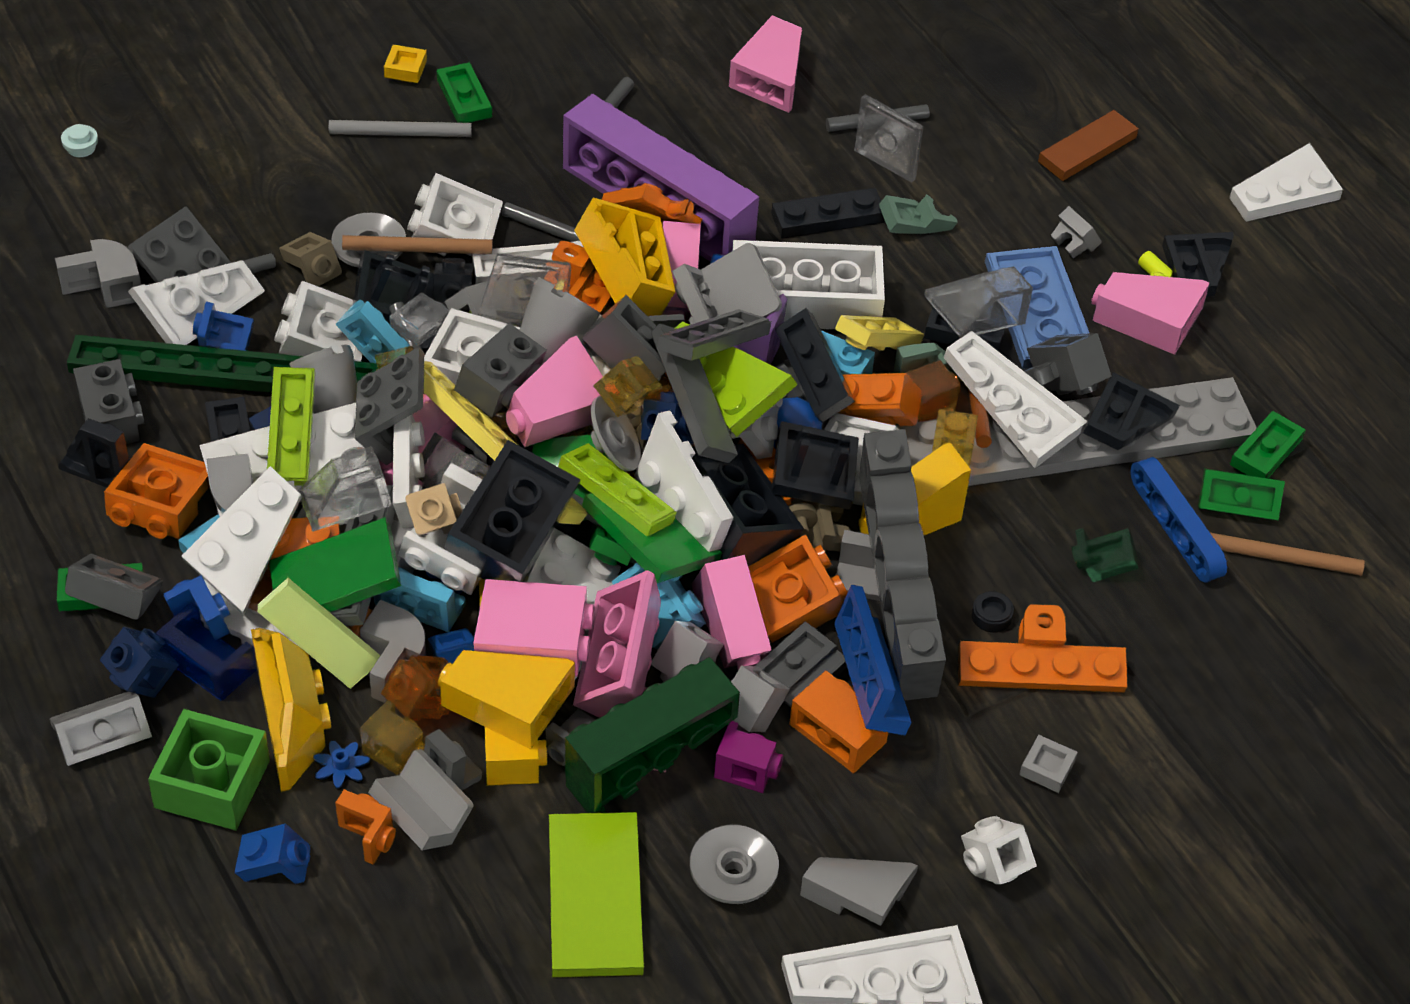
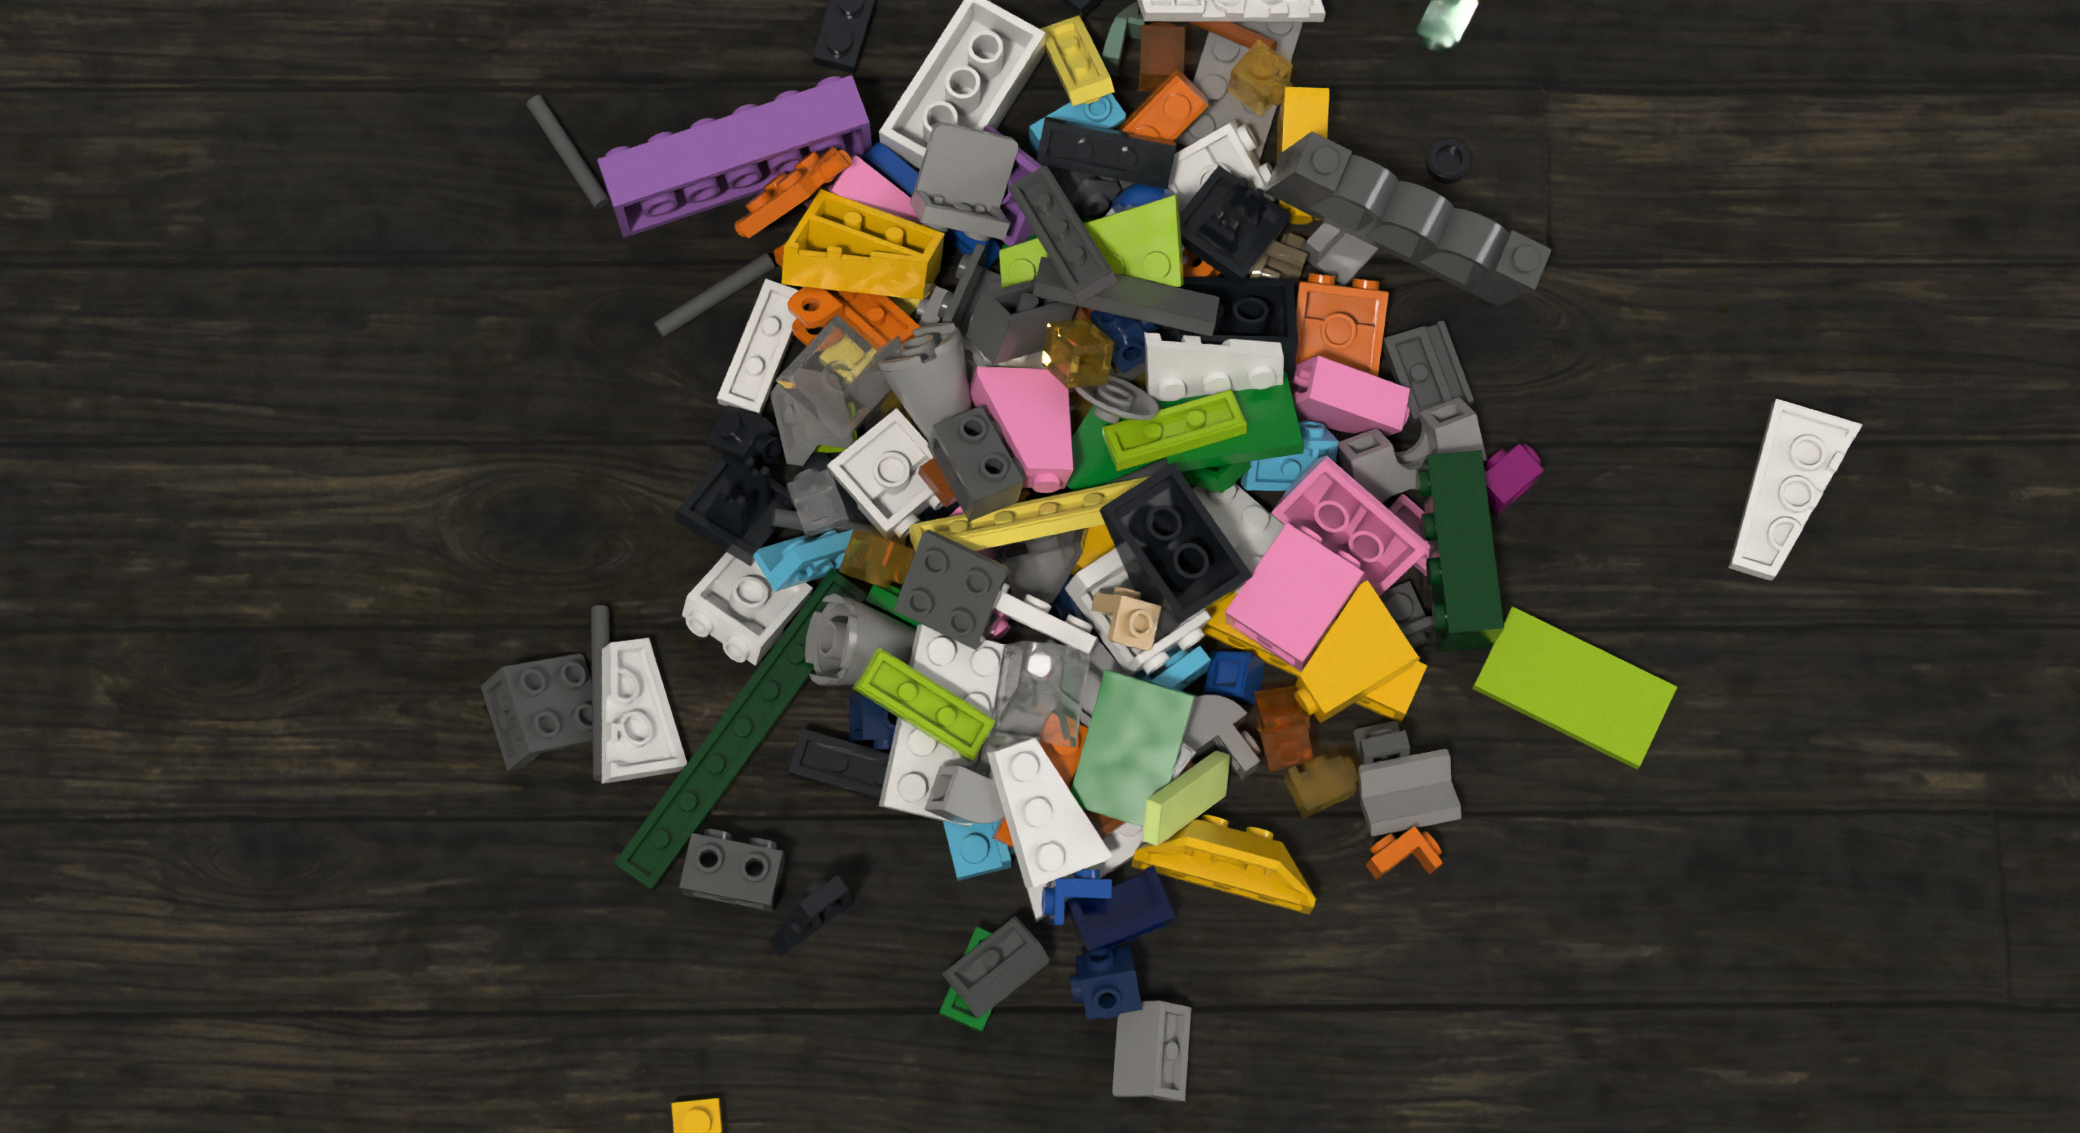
camera: 60 degrees left, 25 degrees up
(79, 140) = (288, 733): light aqua plate -> none
(105, 267) = (529, 783): light grey brick -> none
(157, 492) = (889, 869): orange plate -> none
(209, 769) = (1276, 970): bright green brick -> none
(222, 329) = (694, 708): blue bracket -> none
(273, 852) = (1391, 955): blue bracket -> none
(314, 256) = (625, 566): dark tan bracket -> none
(341, 763) = (1304, 851): blue plant -> none
(365, 225) = (635, 475): light grey dish -> none
(400, 128) = (467, 378): light grey bar -> none
(405, 63) = (371, 322): yellow plate -> none
(417, 244) = (683, 450): medium nougat bar -> none
(453, 211) = (657, 391): white plate -> none
(464, 93) = (457, 283): green plate -> none
(737, 849) = (1630, 537): light grey dish -> none
(833, 721) = (1511, 370): orange brick -> none
(857, 885) = (1686, 454): light grey slope -> none
(870, 666) = (1478, 312): blue fence -> none
(997, 850) = (1724, 319): white brick -> none
(1042, 659) = (1530, 149): orange plate -> none
(1048, 763) = (1646, 217): light grey plate -> none

